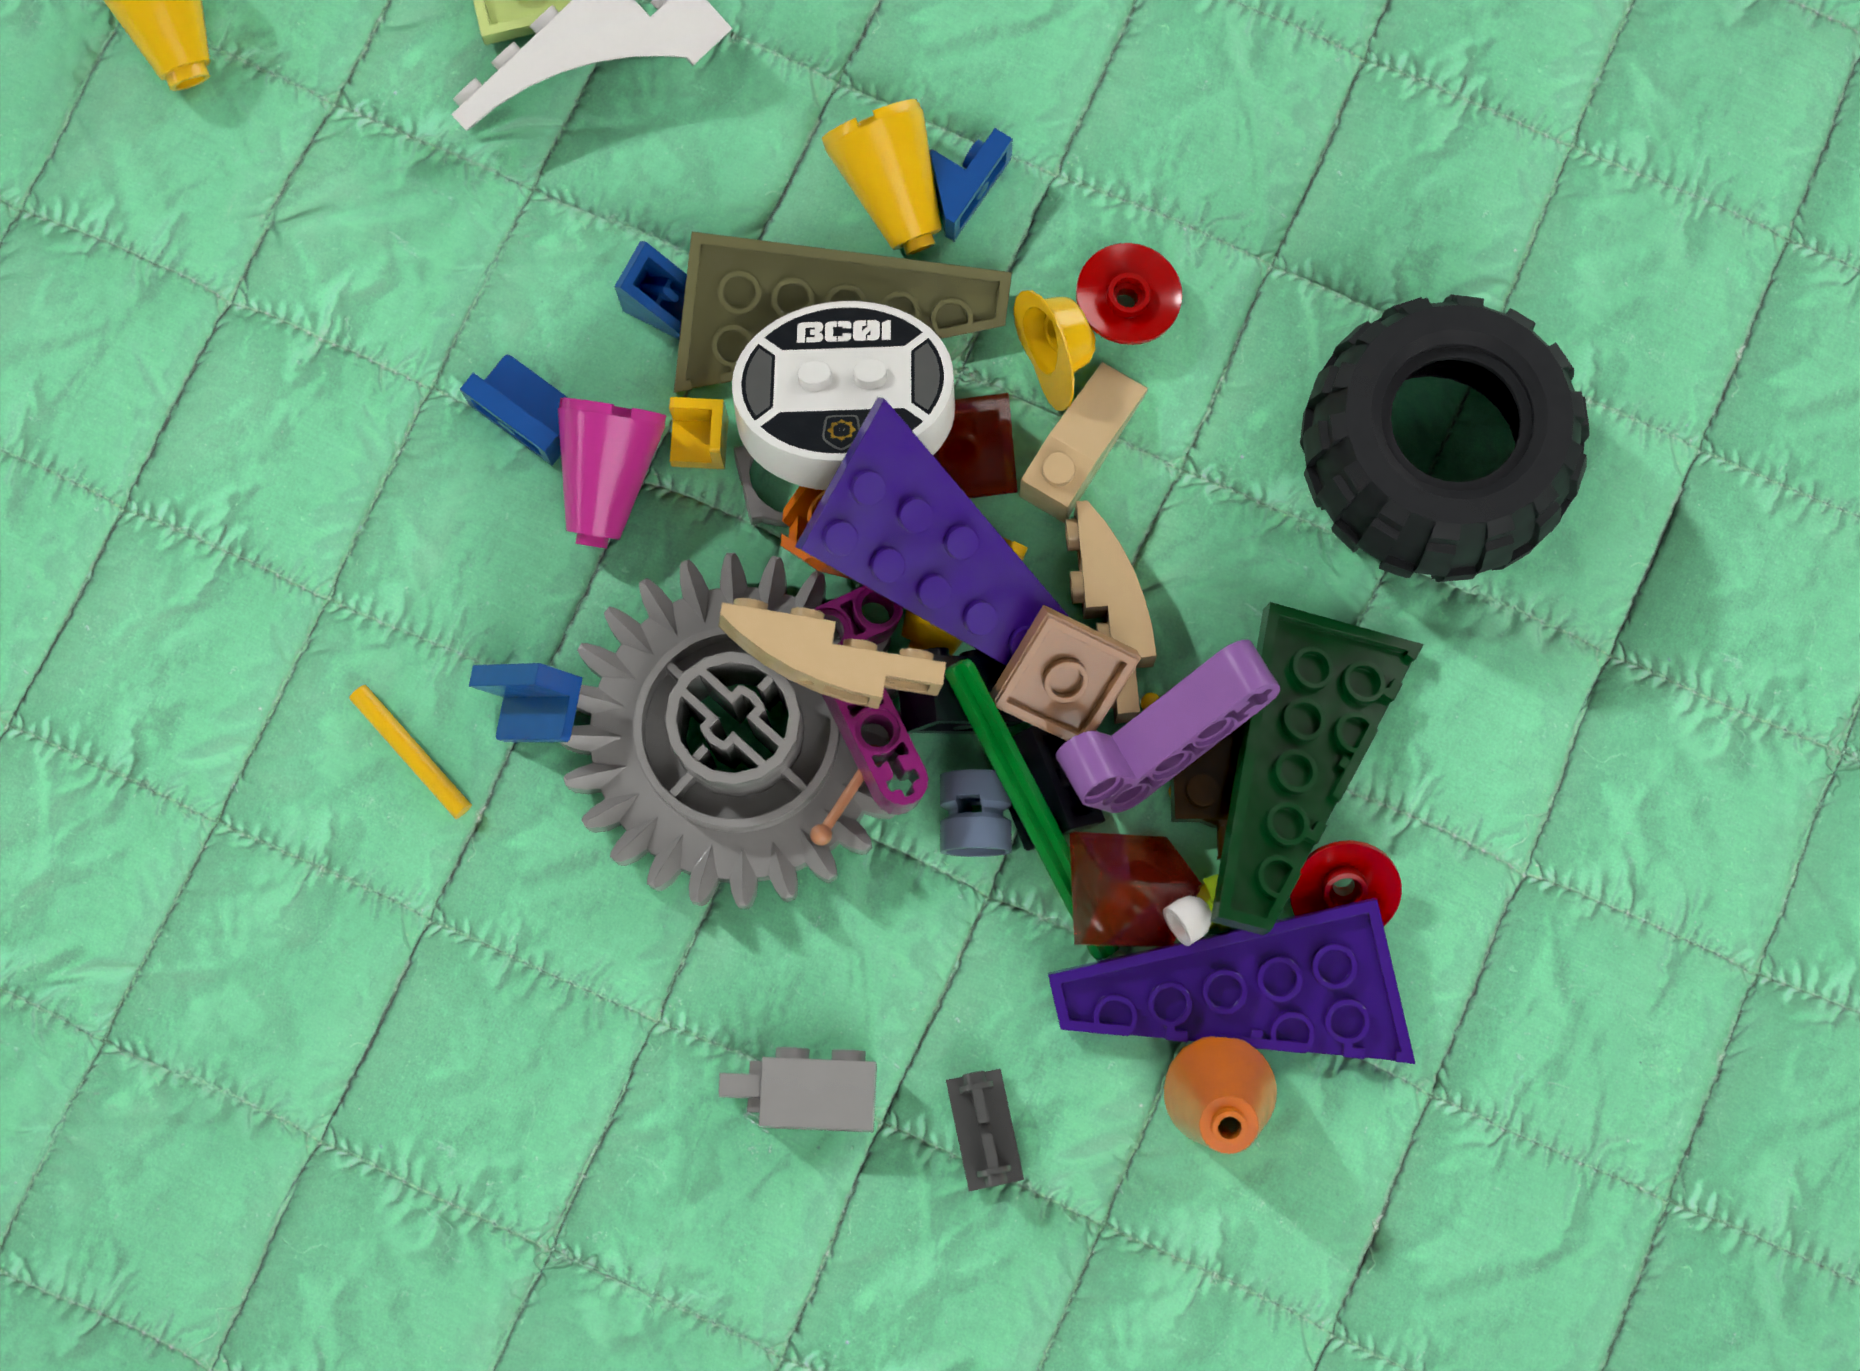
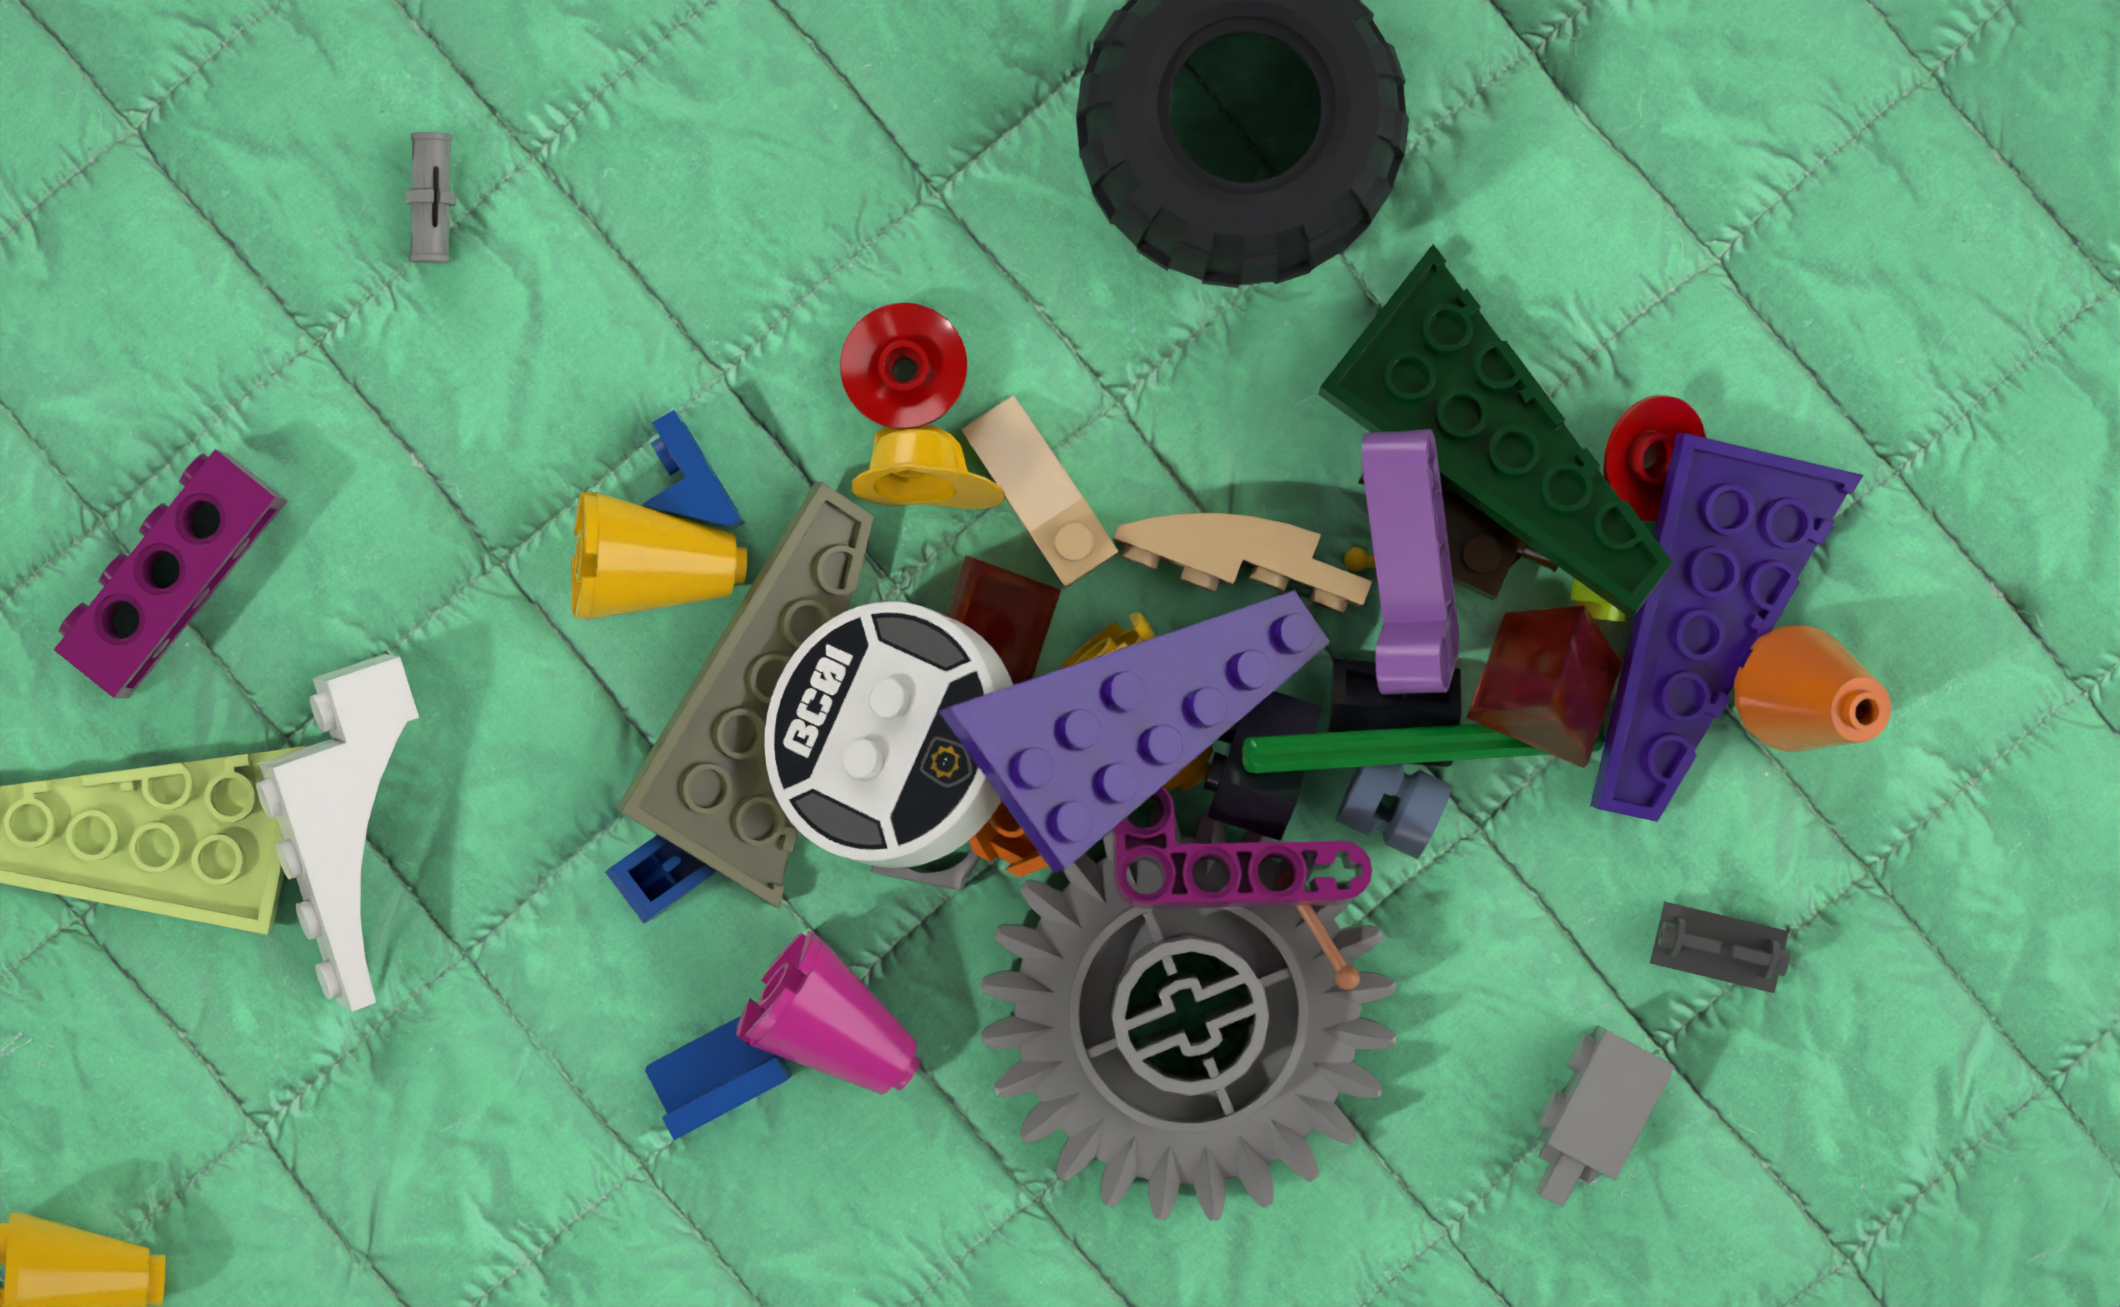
camera: 70 degrees left, 10 degrees up
(536, 700) = (1058, 1216): blue panel -> none
(698, 432) = (839, 903): yellow panel -> none
(803, 652) = (1168, 911): tan slope -> none
(1064, 675) = (1304, 645): medium nougat tile -> none
(1188, 919) = (1613, 637): white hinge -> none

